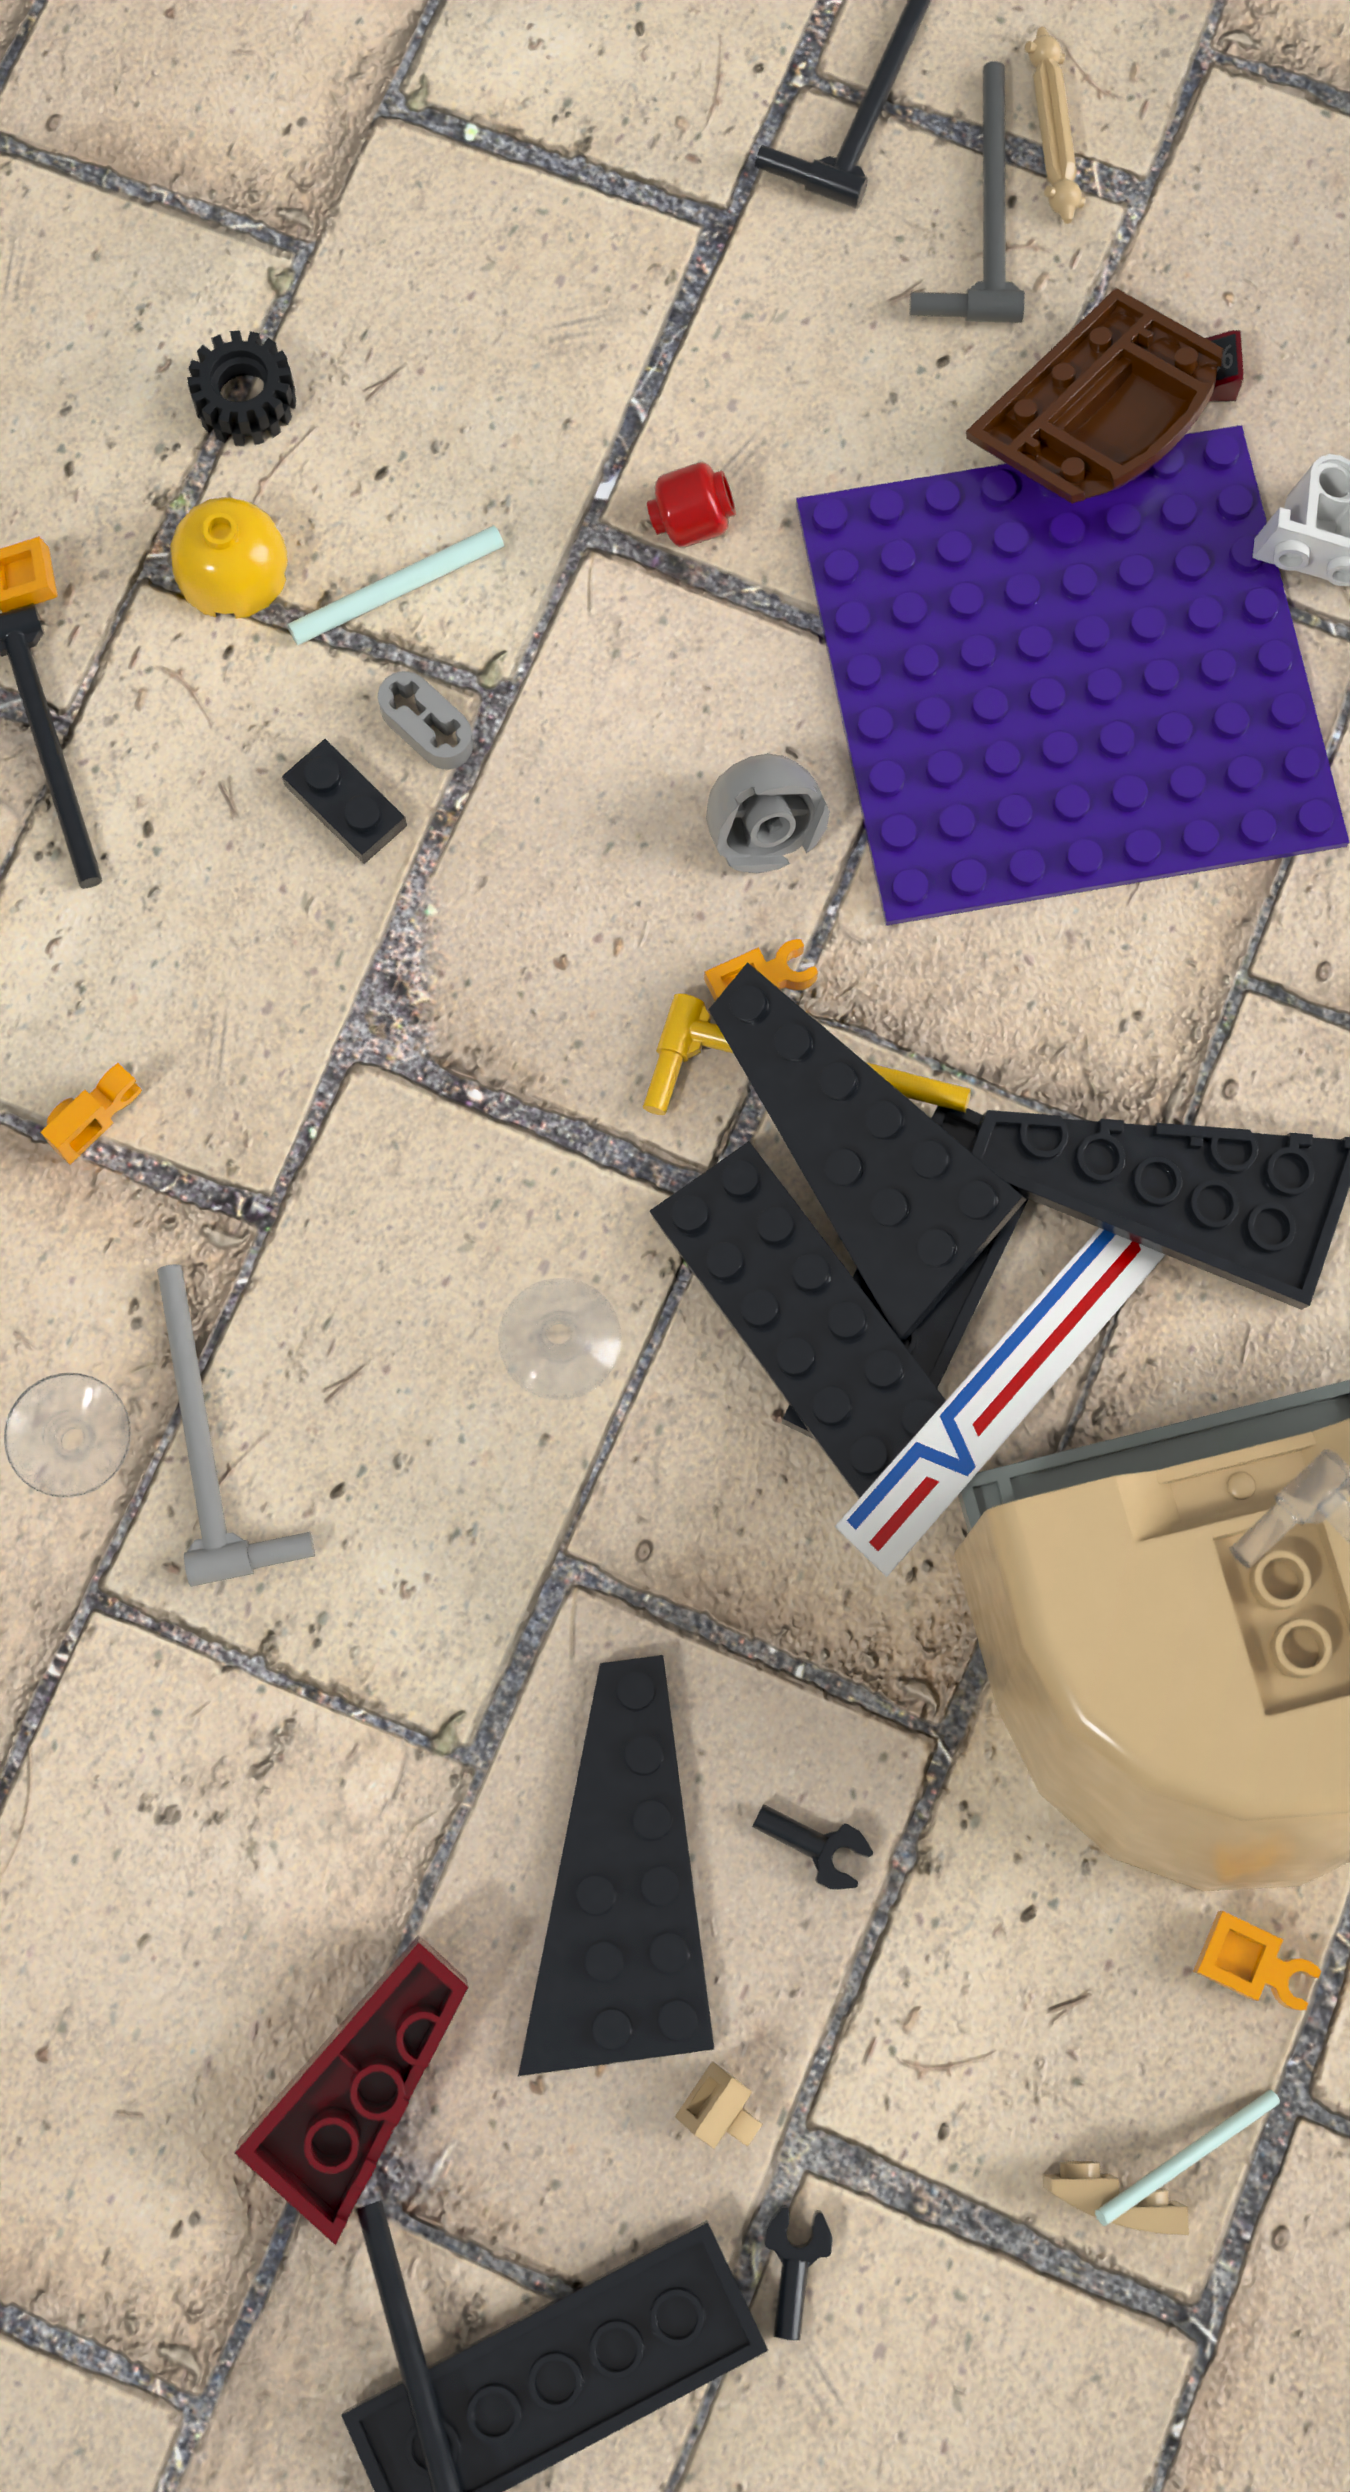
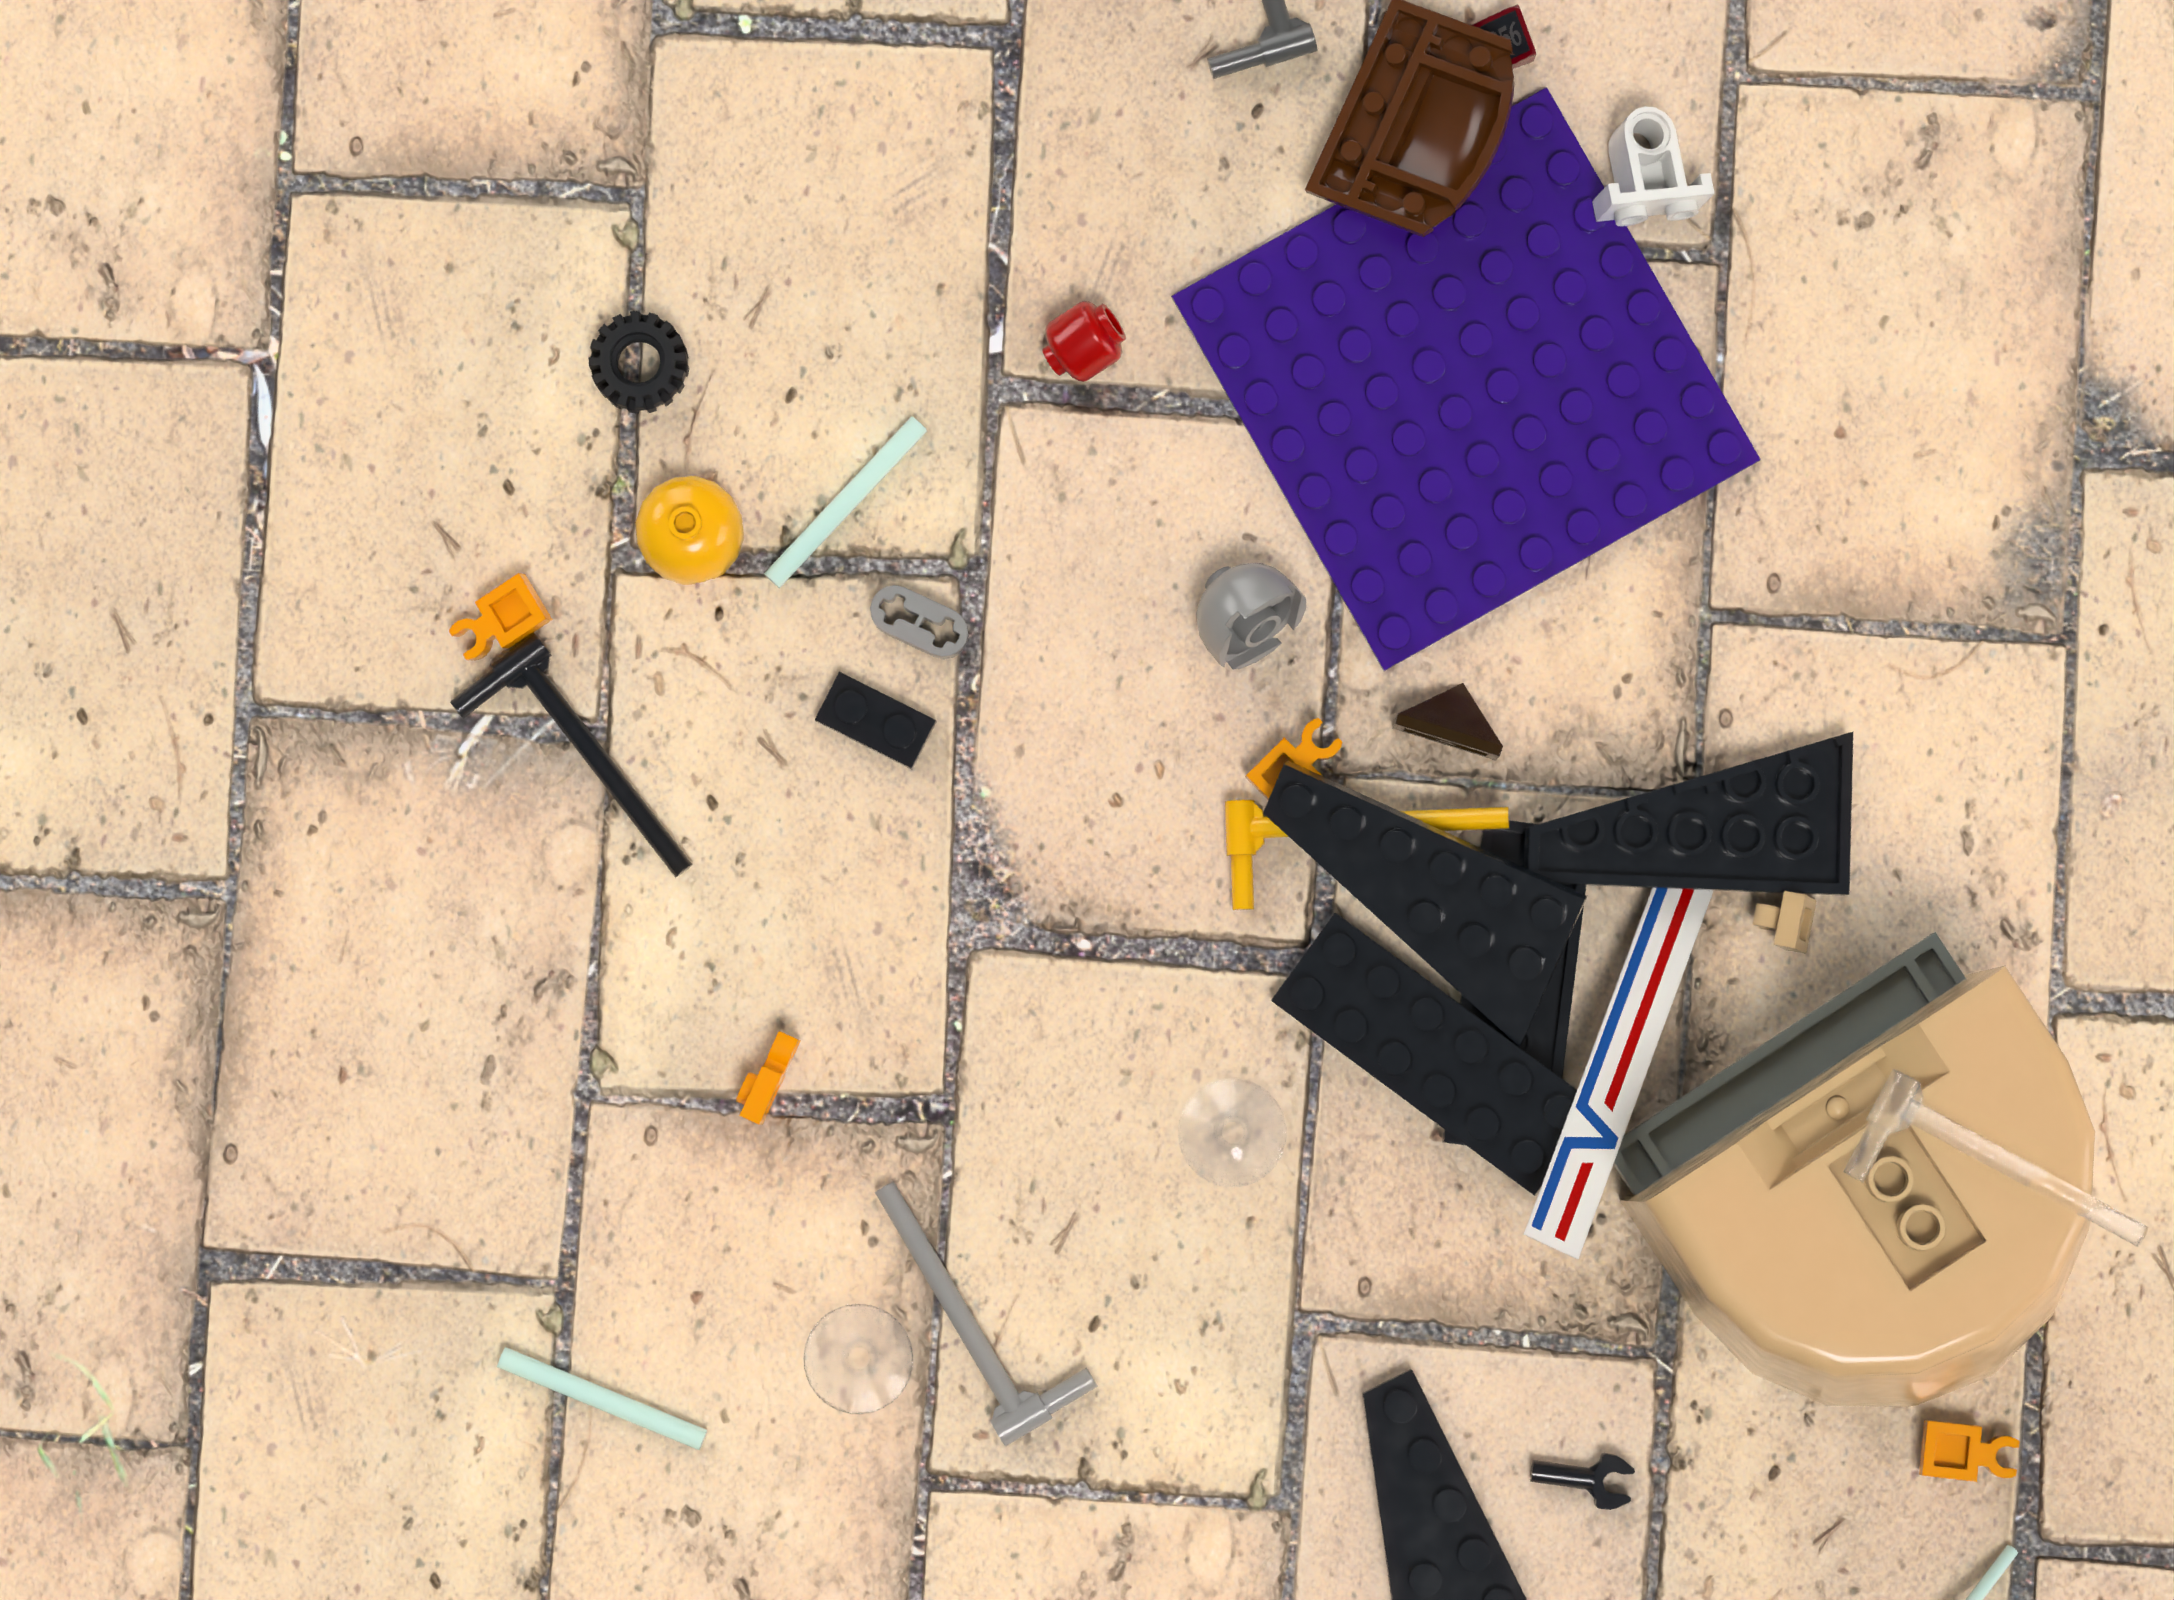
camera: 15 degrees left, 10 degrees up
(937, 993) = (1452, 721): none -> dark brown slope
(1234, 1313) = (1790, 922): none -> tan tile

